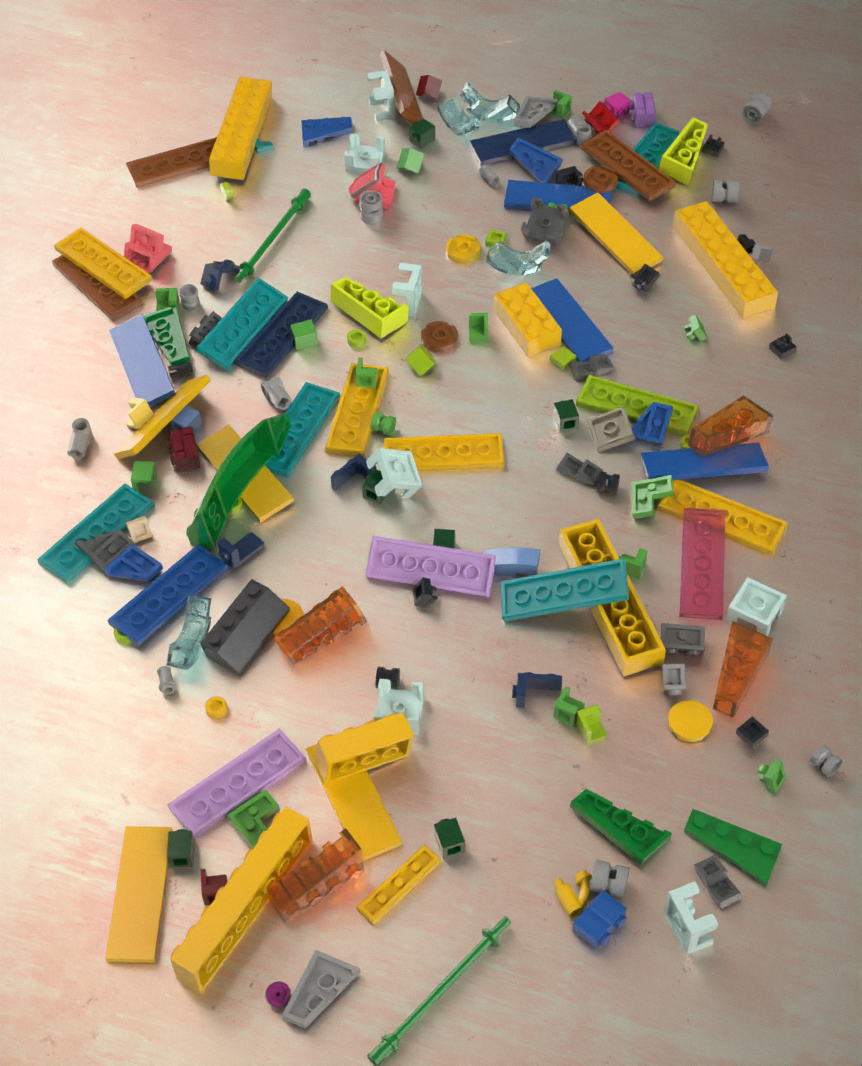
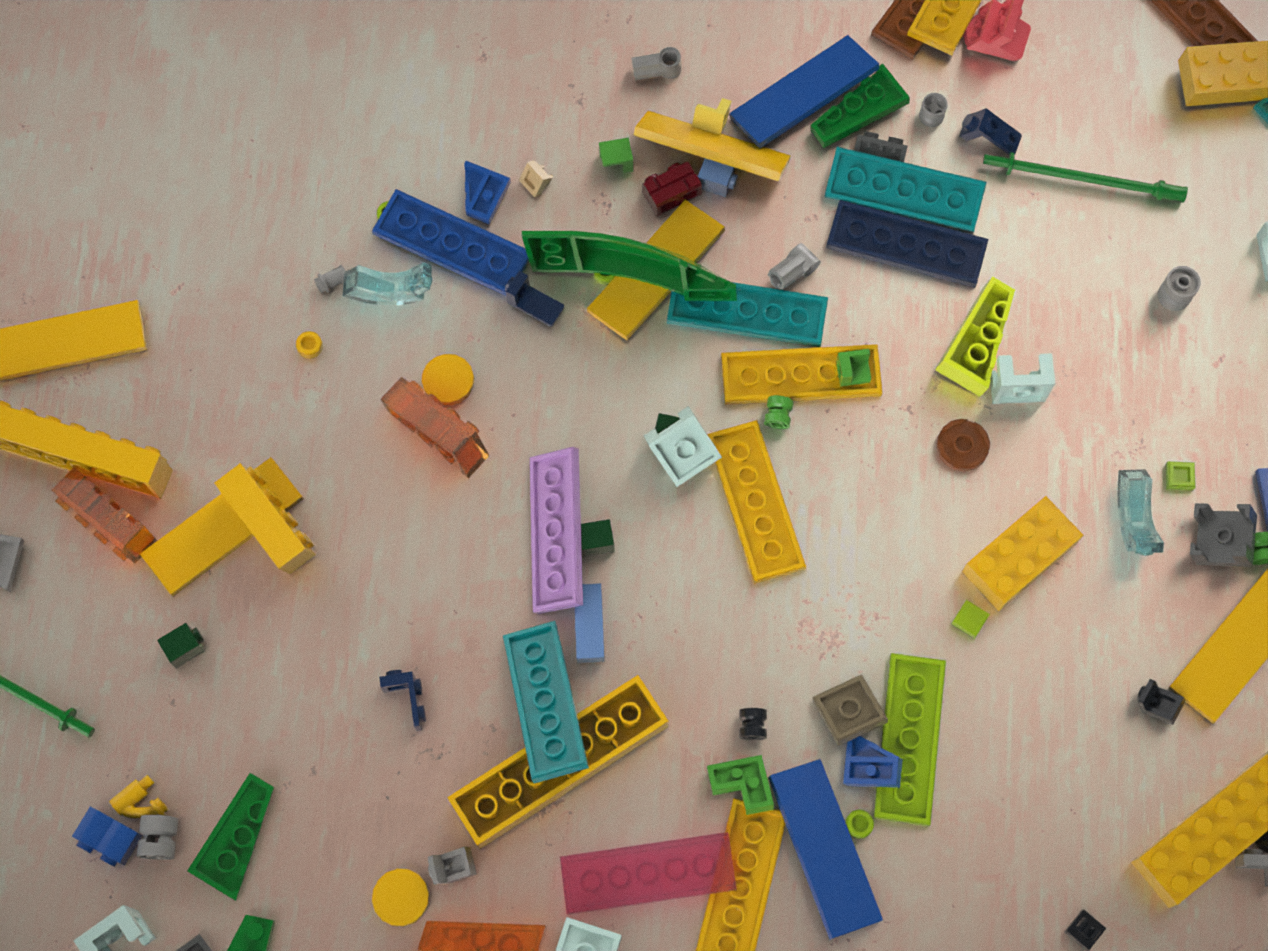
camera: 75 degrees right, 20 degrees up
(105, 547) = (497, 152): dark grey wing -> none
(112, 514) = (525, 134): teal tile -> none
(166, 297) = (918, 86): bright green panel -> none
(180, 848) = (118, 364): dark green brick -> none
(182, 369) = (807, 145): black pin -> none
(211, 885) = (81, 410): dark red panel -> none
(226, 191) = (1151, 91): lime tile -> none
(236, 783) = (216, 398): lavender tile -> none
(244, 627) = (415, 340): black slope -> none
(250, 816) = (166, 423): bright green plate -> none
(304, 334) = (907, 271): bright green panel -> none
(351, 468) = (695, 394): dark blue bracket -> none
(356, 338) = (926, 338): lime tile -> none
(373, 180) = (1223, 281): coral piece -> none
(392, 675) = (382, 522): black wheel -> none
(398, 884) = (120, 605): yellow tile -> none
(401, 701) = (344, 546): light aqua panel -> none
(421, 360) = (906, 431): lime panel -> none
(423, 592) = (516, 531): black tile -> none
(463, 248) = (1146, 435): yellow tile -> none
(478, 327) = (987, 493): bright green panel -> none
(566, 415) = (858, 644): dark green brick -> none
(567, 707) = (387, 744): bright green panel -> none
(577, 470) = (771, 682): dark grey slope -> none
(578, 330) = (1044, 612): blue tile -> none
(589, 724) = (365, 776): lime panel -> none
(596, 366) = (962, 662): dark grey slope -> none
(635, 564) = (627, 780): bright green panel -> none
(683, 639) = (515, 866): dark grey bracket -> none
(695, 329) = (1079, 797): bright green tile -> none
(730, 426) = (891, 875): clear orange wedge -> none

